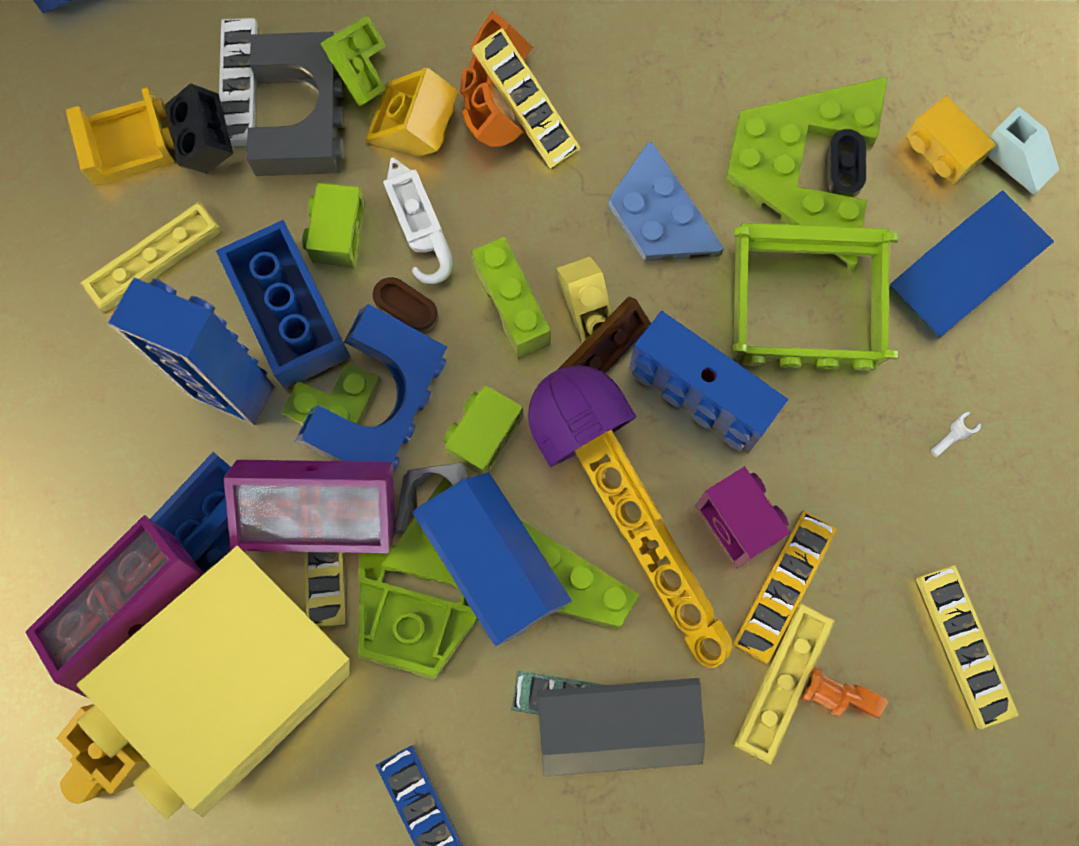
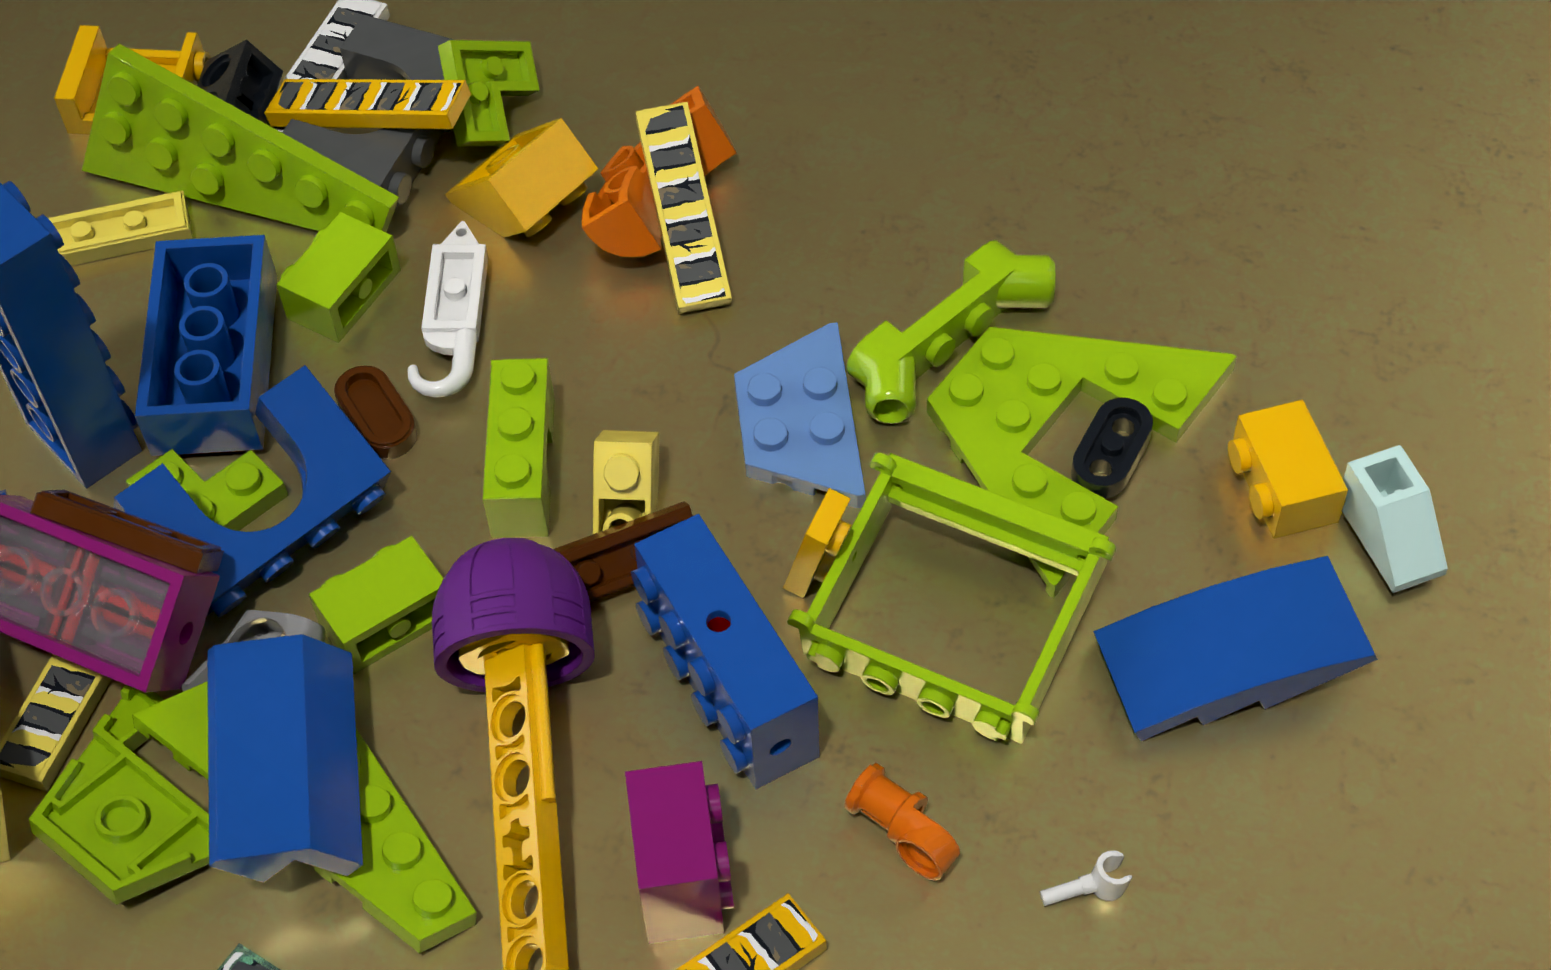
camera: 25 degrees right, 20 degrees down
(183, 169) = (178, 137): none -> lime wing
(292, 99) = (369, 103): none -> yellow tile
(324, 460) = (128, 530): none -> reddish brown tile
(697, 154) = (892, 360): none -> lime plate
(723, 294) = (819, 544): none -> yellow plate
(841, 437) = (918, 839): none -> orange connector

